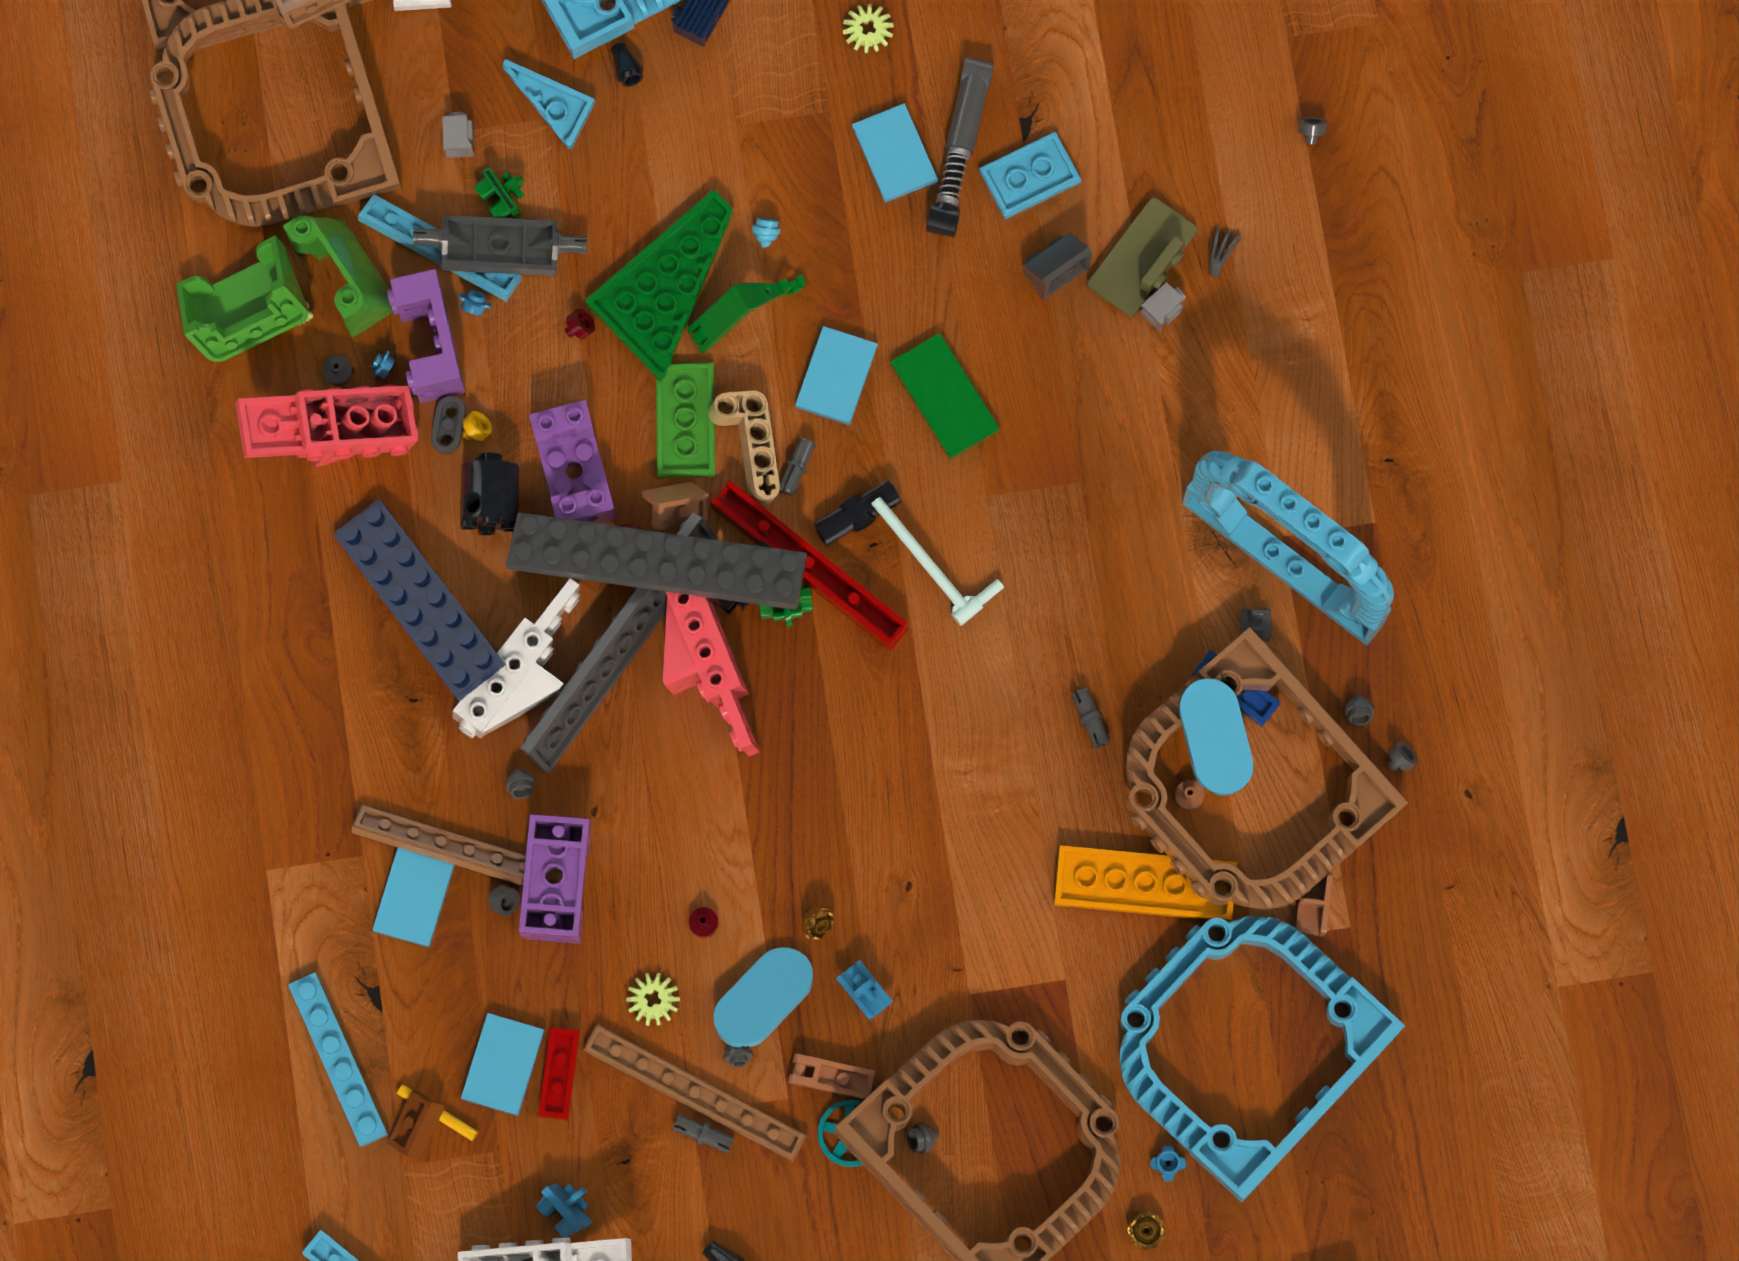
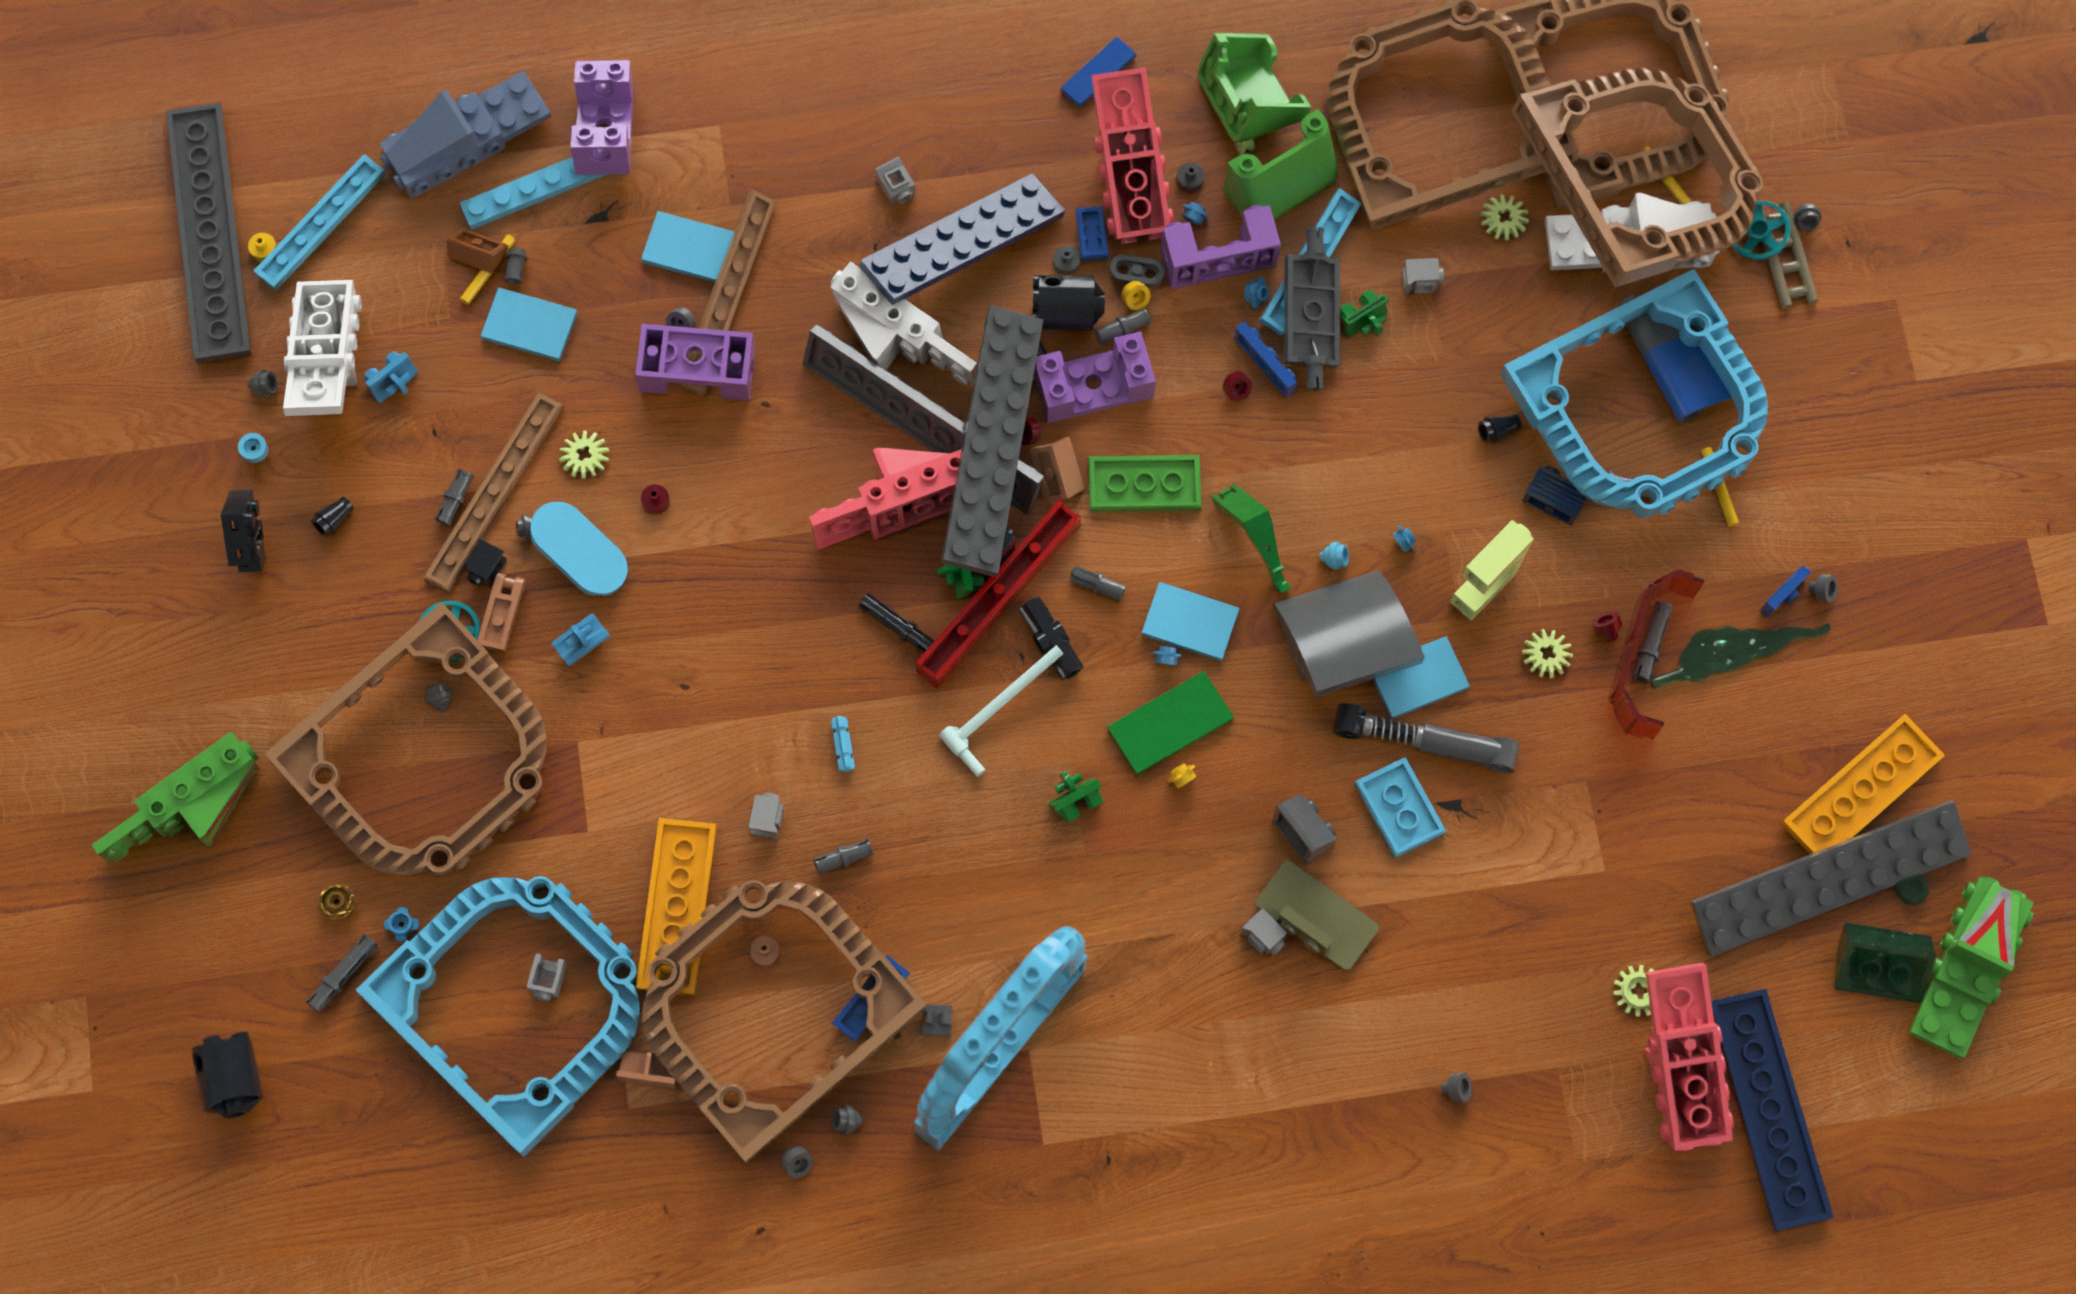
camera: 85 degrees right, 5 degrees down
(212, 465) = (1109, 59): none -> blue tile
(238, 989) = (603, 98): none -> medium lavender plate
(278, 1145) = (461, 133): none -> sand blue wedge
(343, 676) = (895, 182): none -> light grey window
(390, 62) = (1506, 227): none -> yellowish green gear
(404, 471) = (1091, 233): none -> blue plate
(434, 1081) = (516, 259): none -> dark grey pin
(437, 503) = (1066, 260): none -> dark grey tile
(510, 439) = (1122, 326): none -> dark grey pin
(520, 784) = (791, 336): dark grey plate -> none
(550, 294) = (1266, 359): none -> blue plate
(559, 105) = (1454, 369): medium azure wing -> none
(559, 1074) = (516, 371): red plate -> none
(657, 290) = (1272, 455): green wing -> none
(748, 161) = (1405, 539): none -> dark azure plate
(751, 448) = (1113, 539): tan beam -> none
(779, 1096) = (484, 564): none -> black window
(795, 68) = (1492, 569): none -> yellowish green arch
(817, 922) = (649, 599): pearl gold plate -> none
(845, 664) = (904, 629): none -> black pin
(853, 217) = (1348, 633): none -> dark grey slope
(875, 397) = (1166, 655): none -> dark azure plate
(971, 722) = (842, 744): none -> medium azure axle
(1001, 383) = (1182, 775): none -> yellow plate
(1021, 489) = (1087, 791): none -> green hips
(1049, 795) = (766, 815): none -> light grey window
(1216, 737) = (811, 965): medium azure tile -> none
(1219, 256) = (1318, 991): dark grey piece -> none
(1221, 1220) = (342, 972): none -> dark grey pin
(1223, 1010) = (546, 978): none -> light grey window

